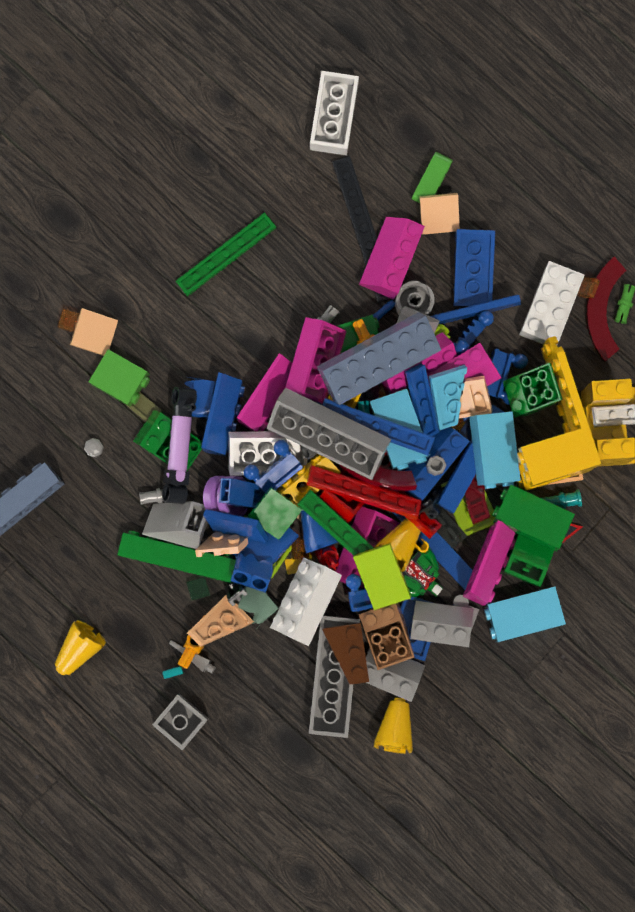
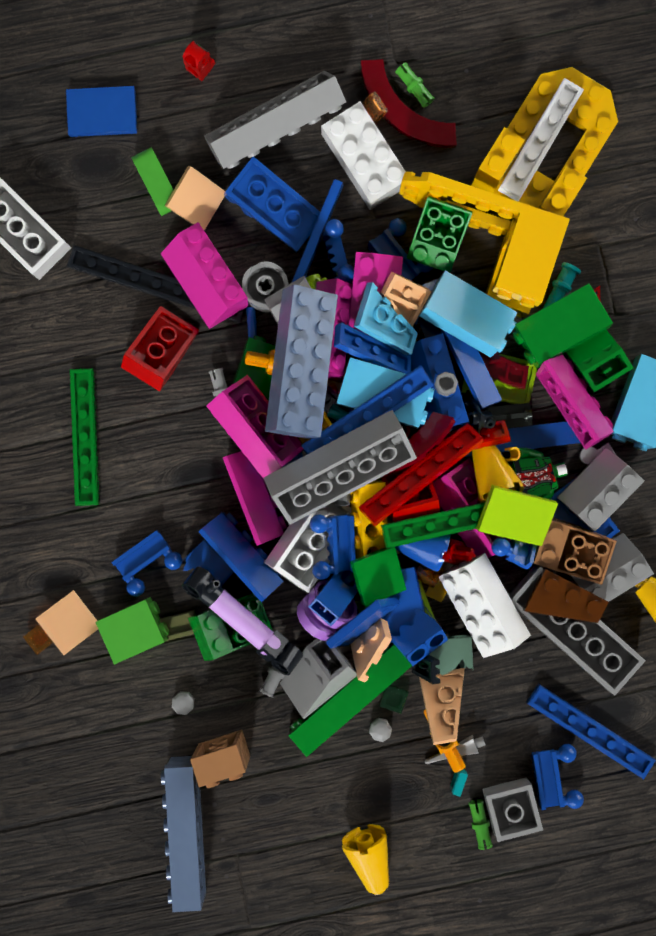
camera: 50 degrees left, 5 degrees up
(73, 494) = (220, 759): none -> medium nougat brick
(154, 709) = (480, 824): none -> bright green pin
(170, 594) = (380, 729): none -> light grey tile
(174, 349) = (141, 556): none -> blue gear
(218, 734) = (548, 778): none -> blue gear
(272, 741) = (591, 731): none -> blue tile
(321, 261) = (159, 348): none -> red slope
(452, 110) = (101, 111): none -> blue tile
(530, 227) = (275, 119): none -> light grey brick
(532, 149) = (198, 60): none -> red leg

